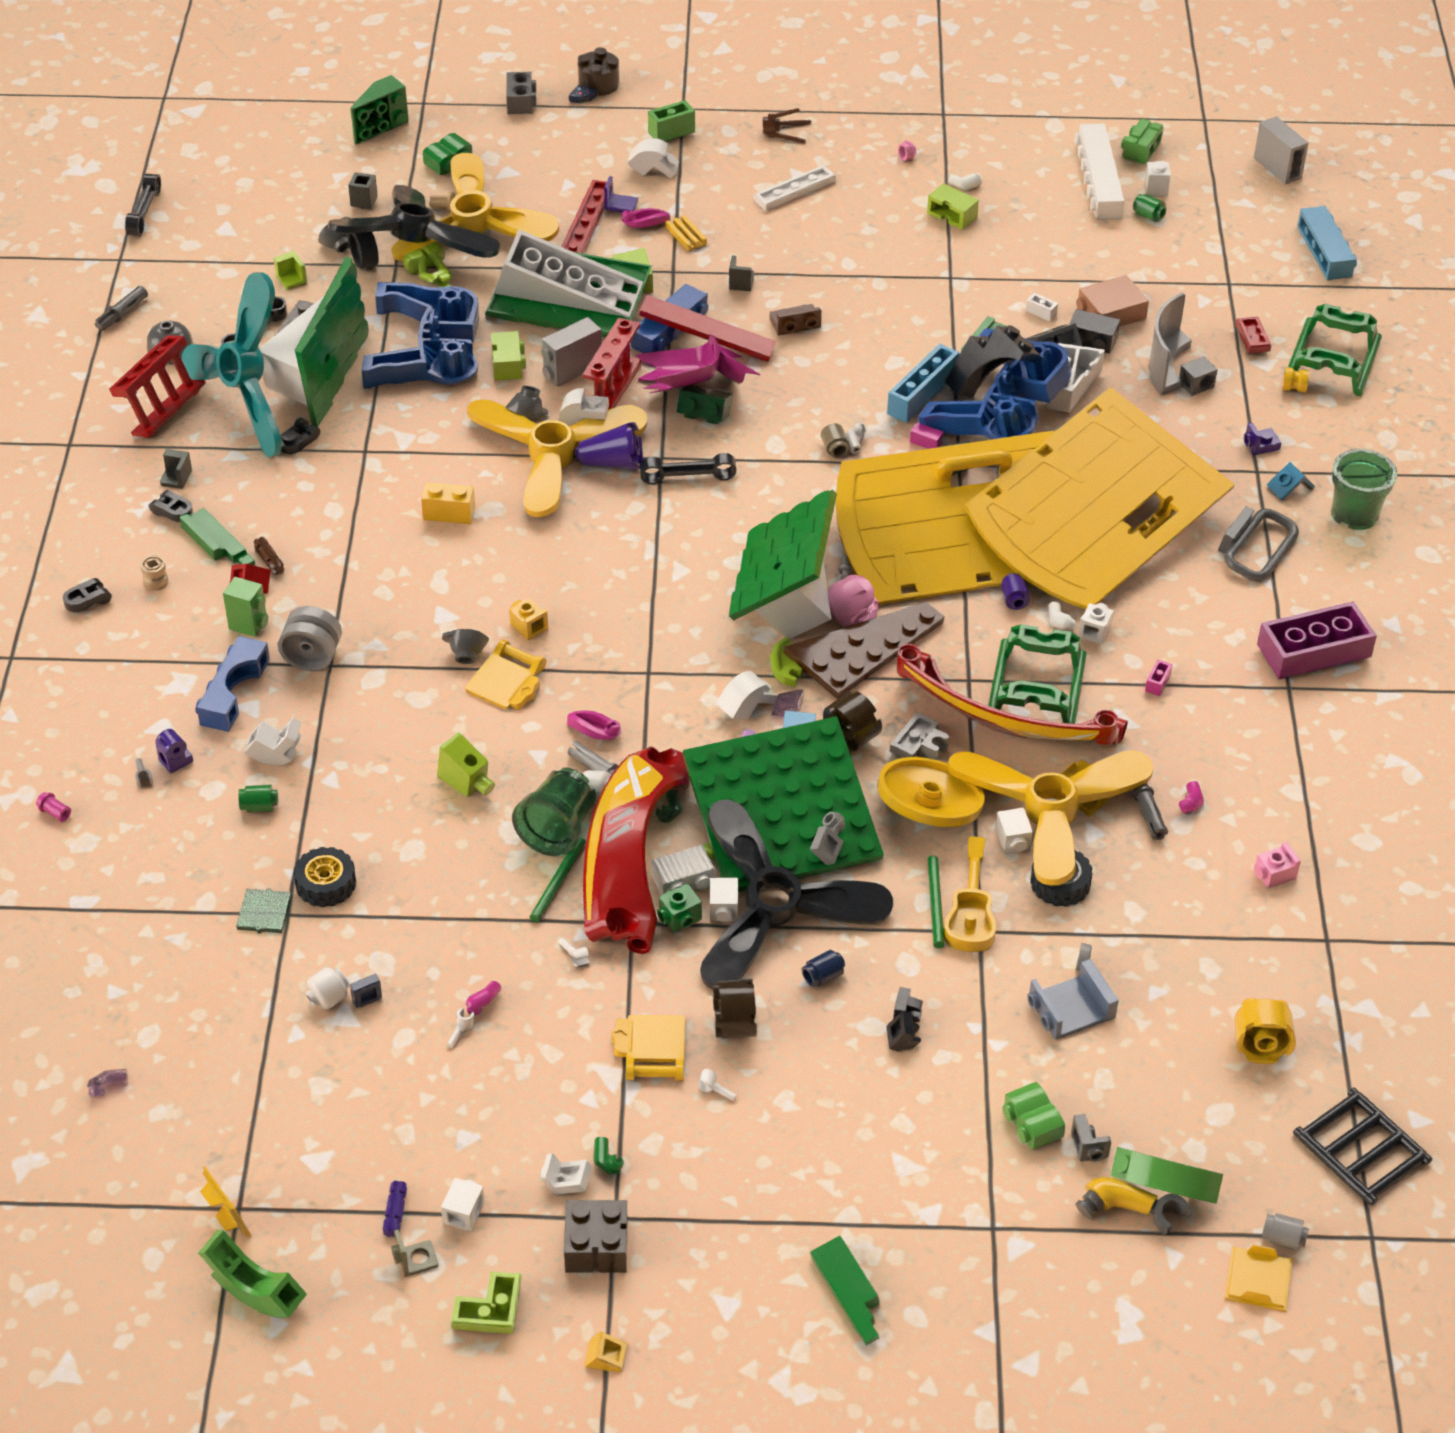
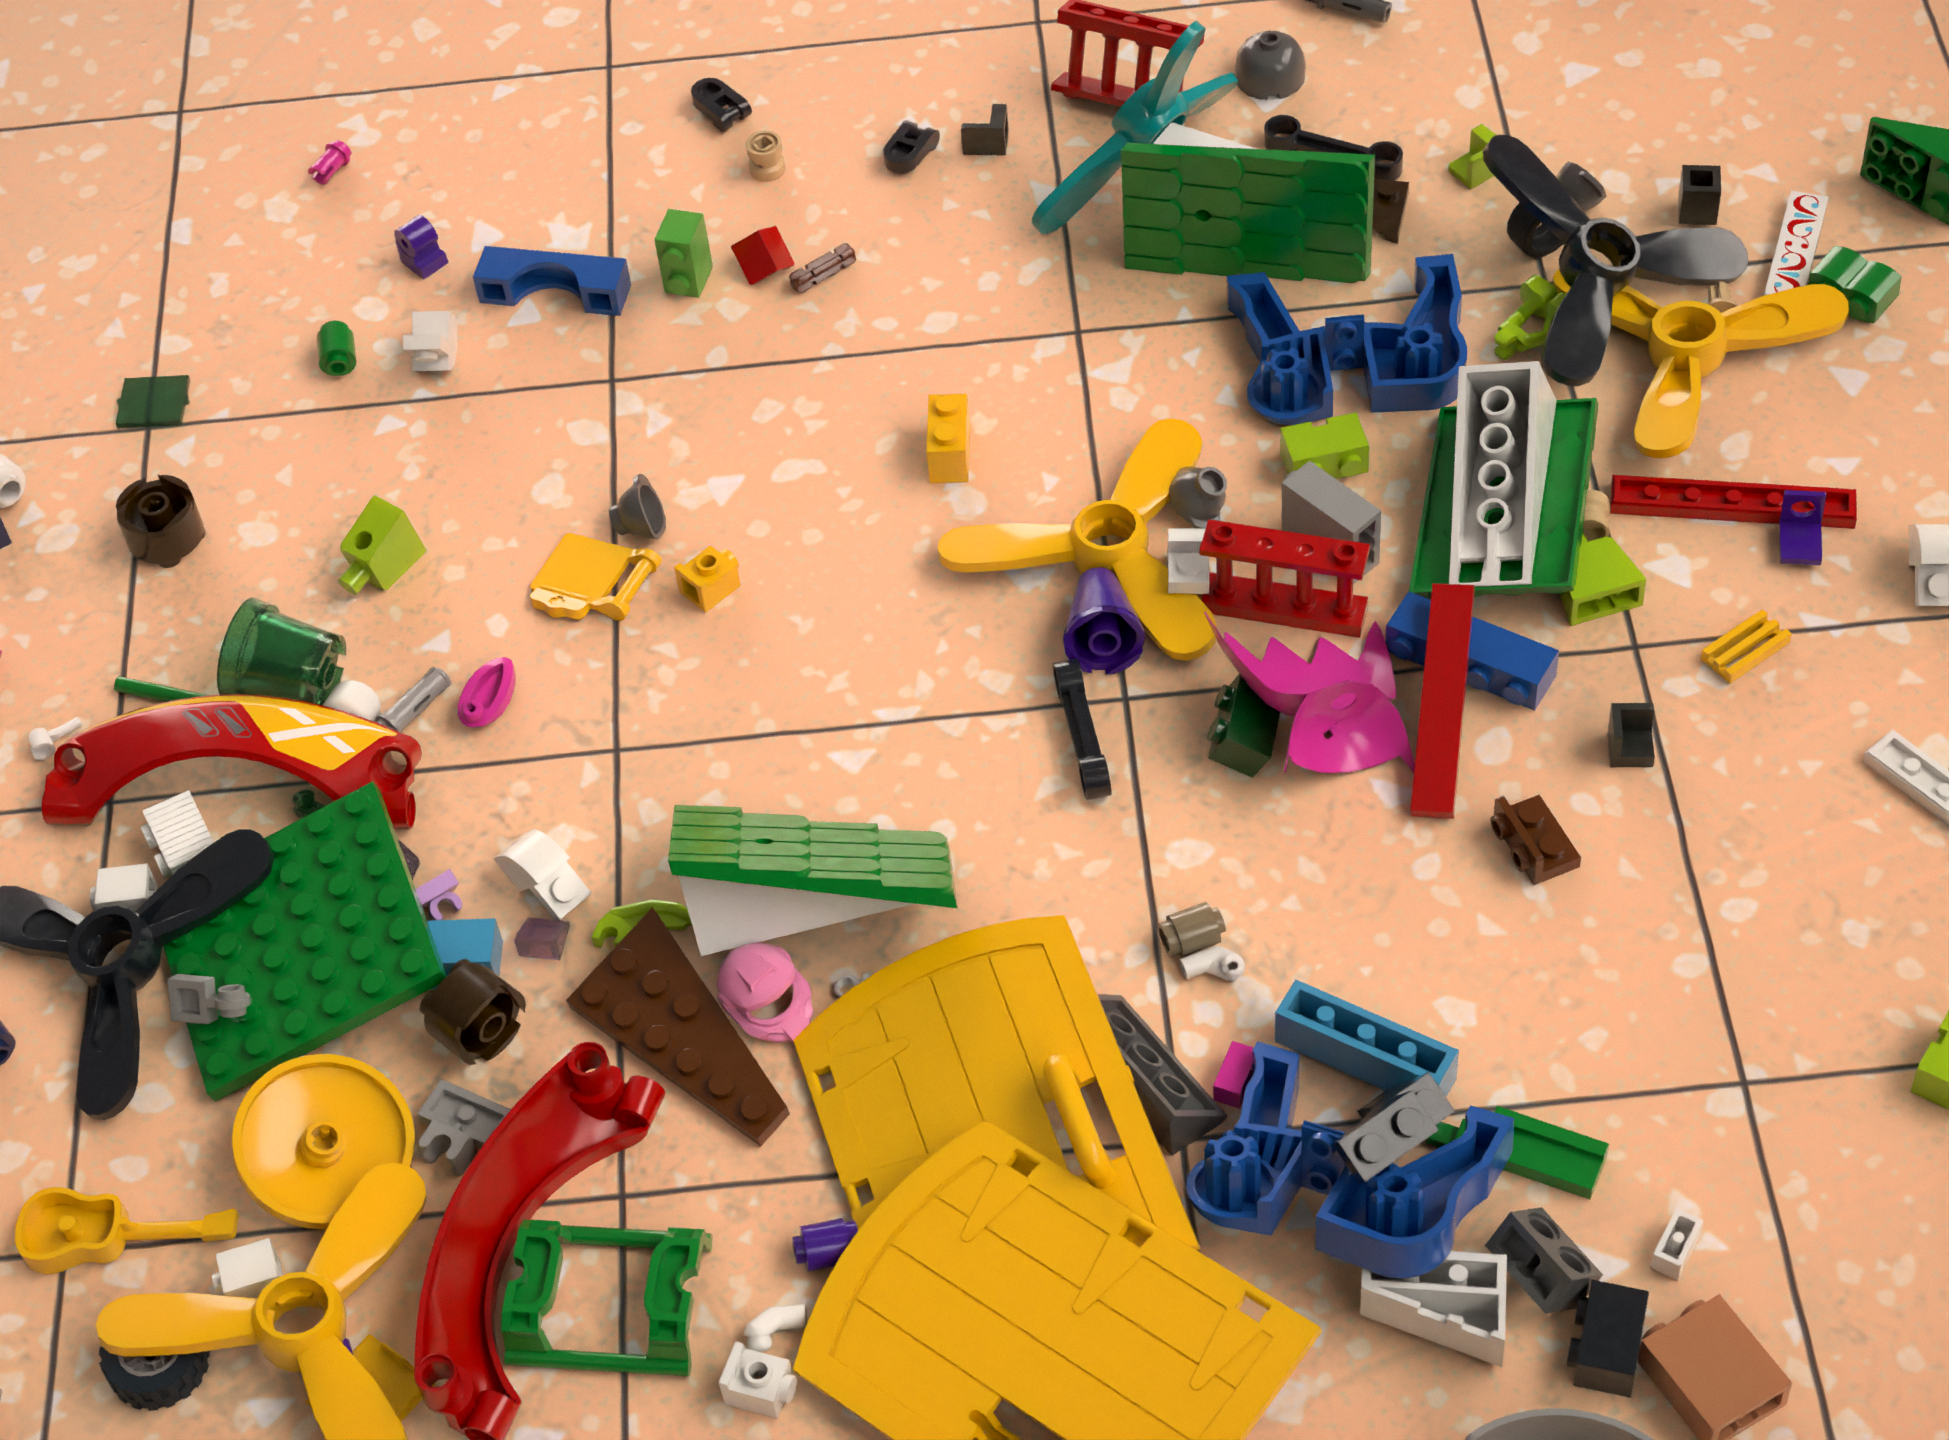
camera: 90 degrees right, 5 degrees up
(142, 773) = (382, 234): light grey hand -> none
(214, 537) = (854, 205): piece -> none
(293, 441) = (1089, 247): black plate -> none
(309, 638) = (620, 331): light grey wheel -> none
(324, 876) = (197, 444): black wheel -> none
(400, 887) = (160, 520): none -> dark brown brick
(408, 172) = (1797, 242): none -> white tile
(644, 217) = (1764, 579): dark pink arm -> none
(679, 908) = (104, 838): green brick -> none
(935, 900) = (132, 1179): green bar -> none

